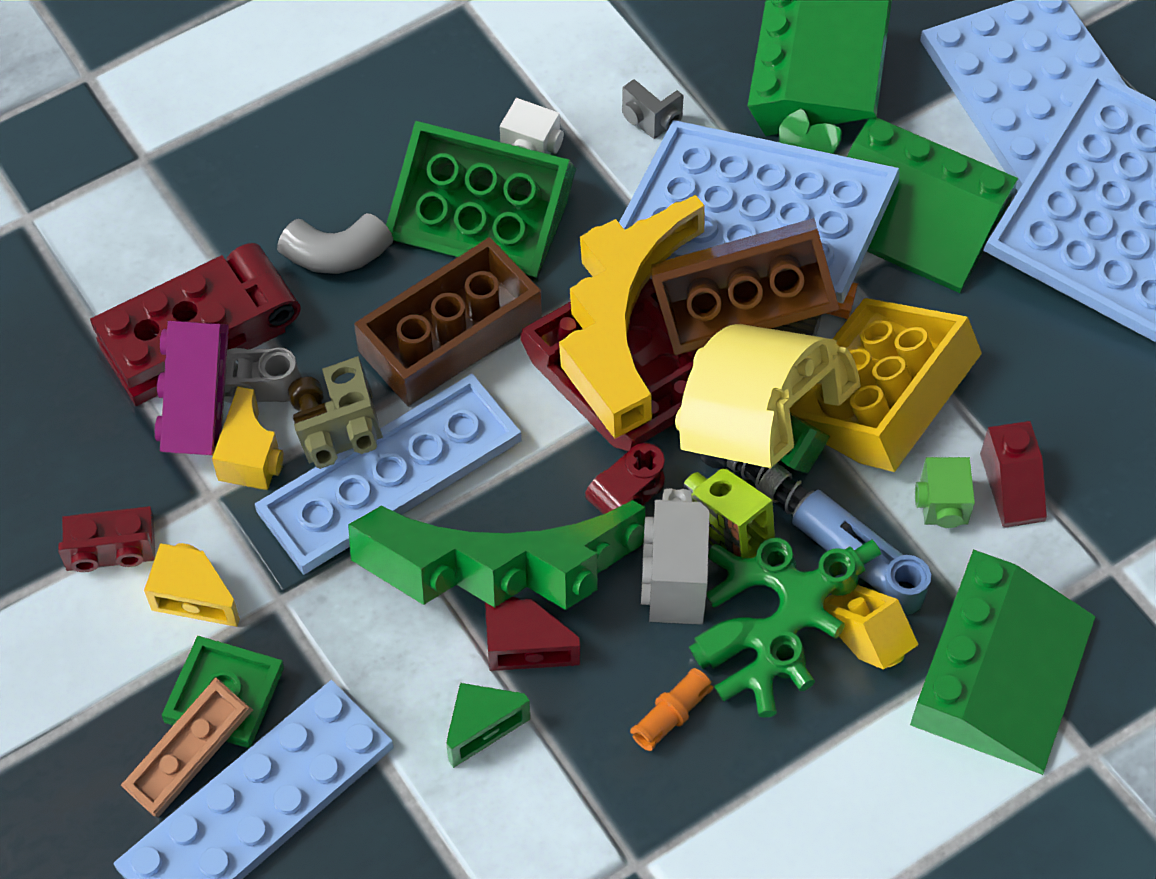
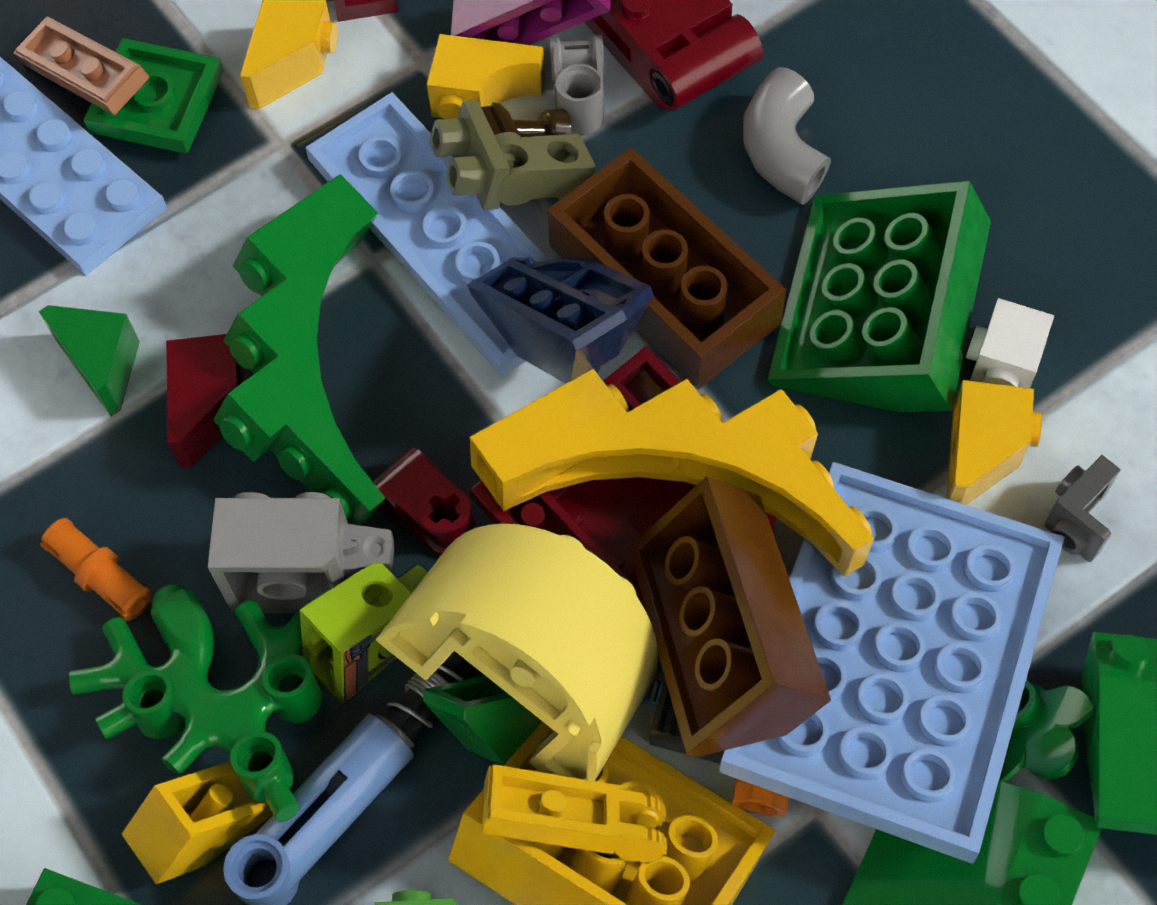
camera: 90 degrees right, 5 degrees up
(503, 364) = (562, 311): none -> dark blue wedge
(601, 153) = (989, 436): none -> yellow slope
(877, 379) = (573, 813): none -> yellow hinge

